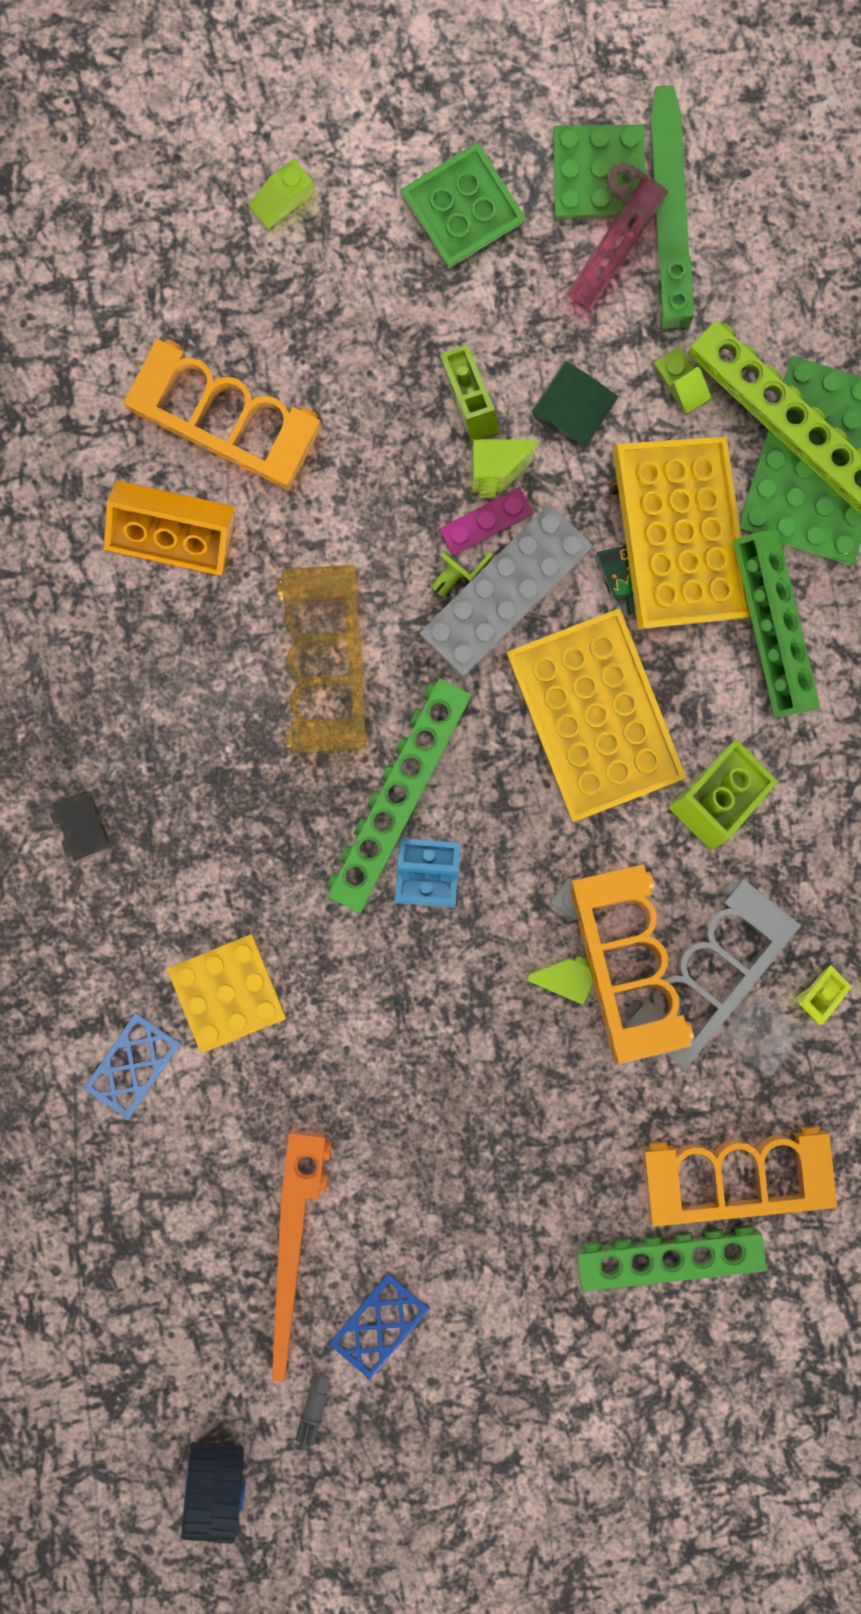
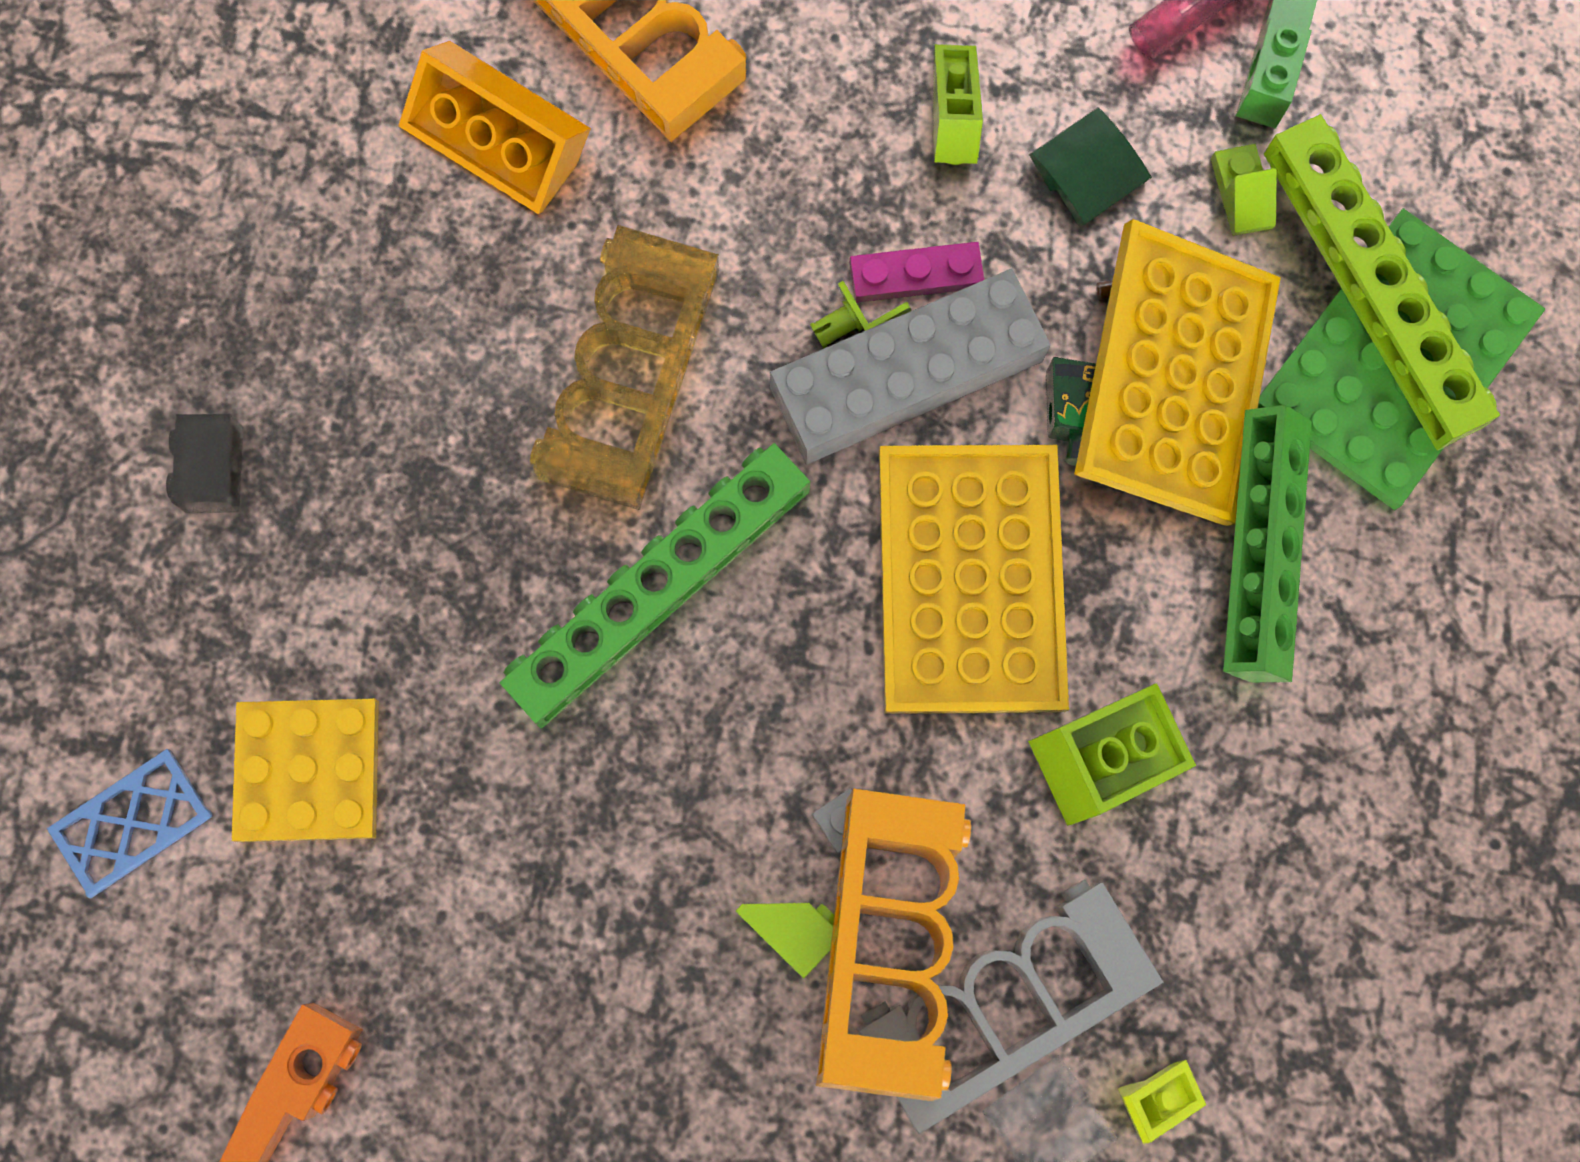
camera: 20 degrees right, 10 degrees down
(427, 872) = (654, 707): dark azure slope -> none
(498, 464) = (964, 190): lime slope -> none

